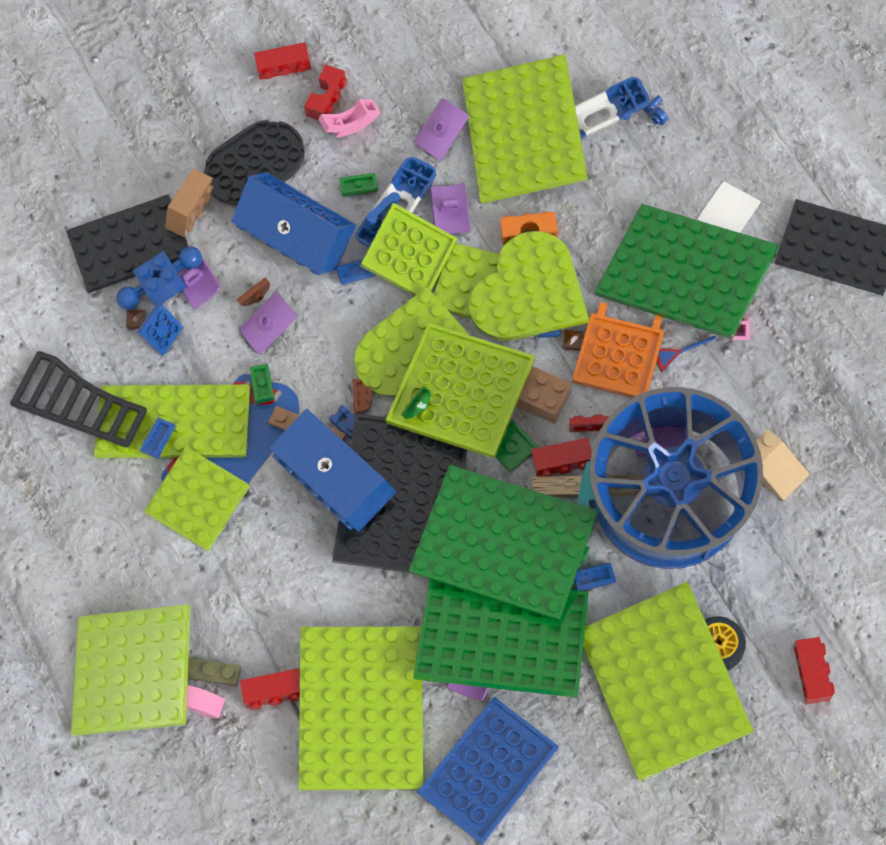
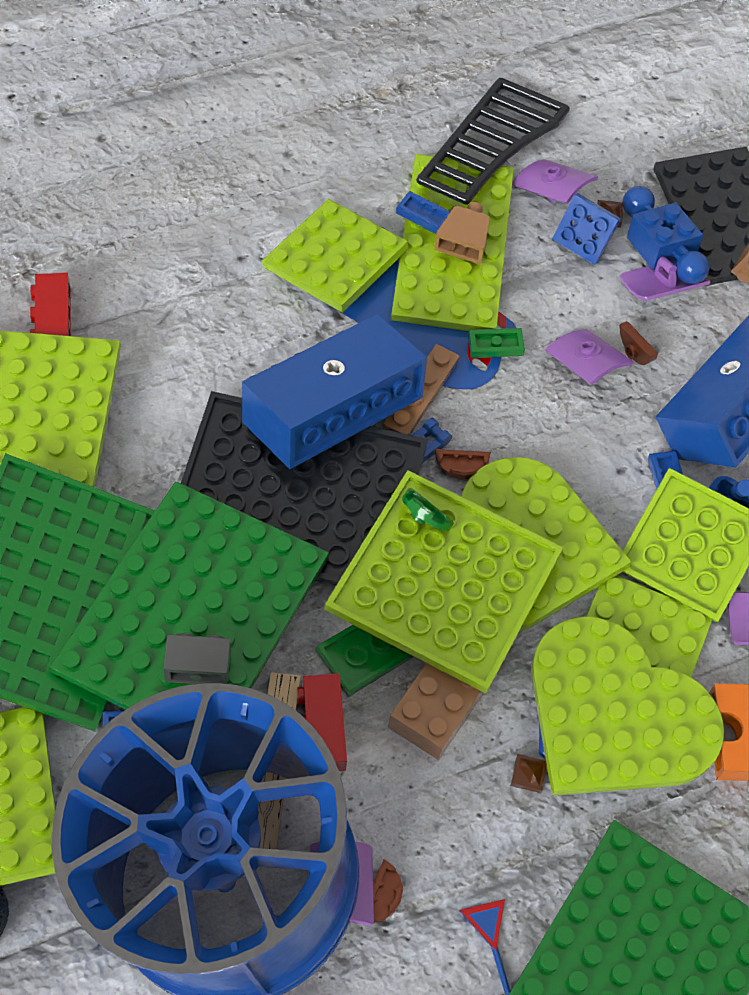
camera: 85 degrees right, 5 degrees down
(114, 354) = (552, 180): none -> medium lavender shield
(131, 670) = (110, 164): lime plate -> none
(175, 406) = (464, 233): none -> medium nougat torso
(204, 702) = (56, 221): bright pink arch -> none
(213, 672) = (100, 242): olive plate -> none
(545, 524) = (197, 659): none -> dark grey brick
(586, 424) = (376, 787): red plate -> none
(618, 354) = (494, 841): orange plate -> none

